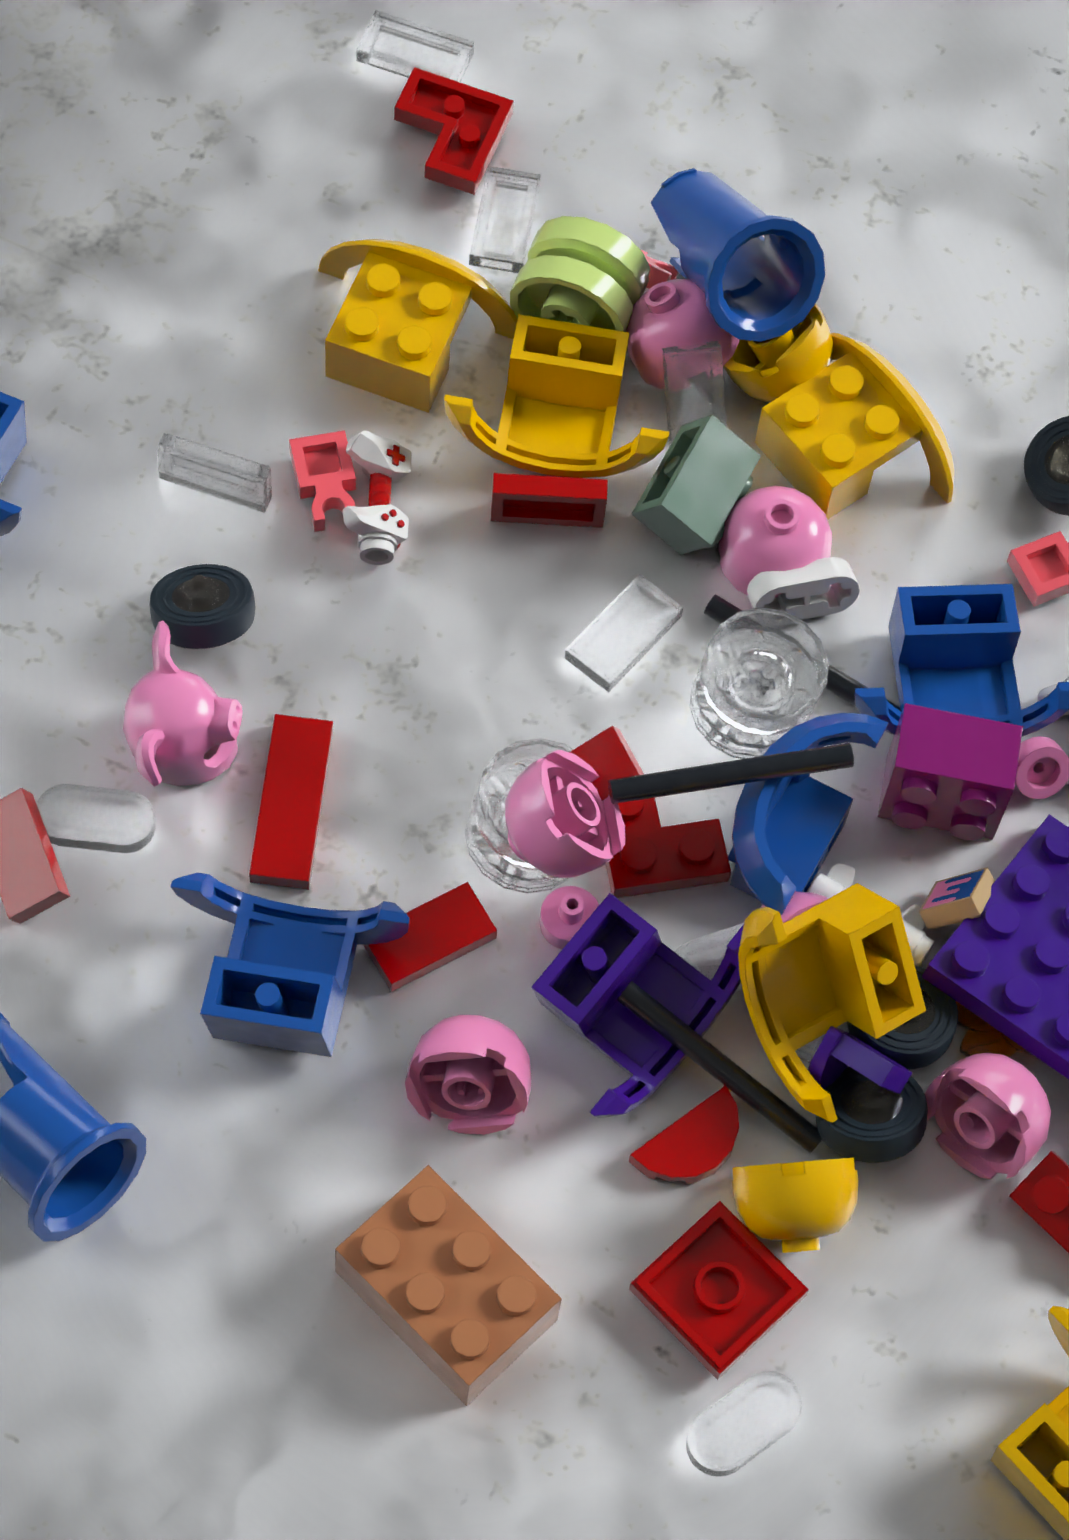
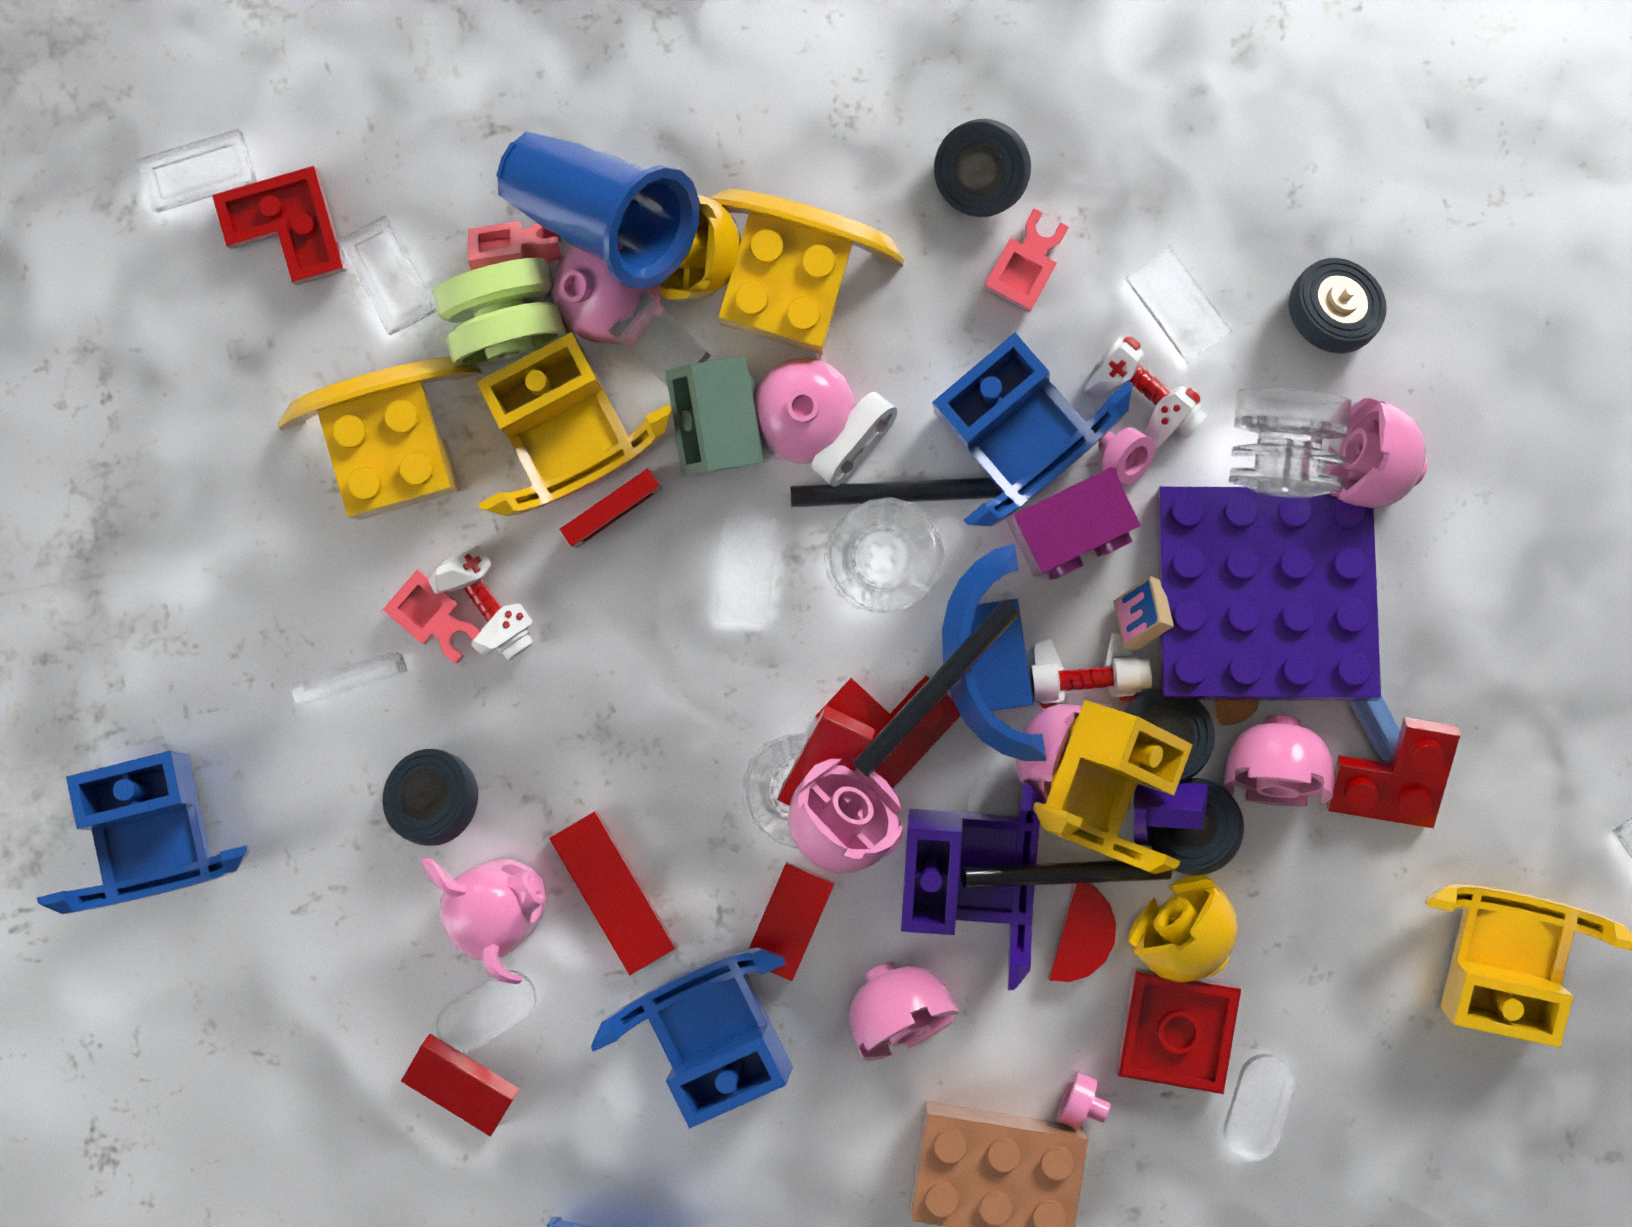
camera: 30 degrees left, 25 degrees up
(576, 1280) = (1080, 1102): none -> bright pink tile

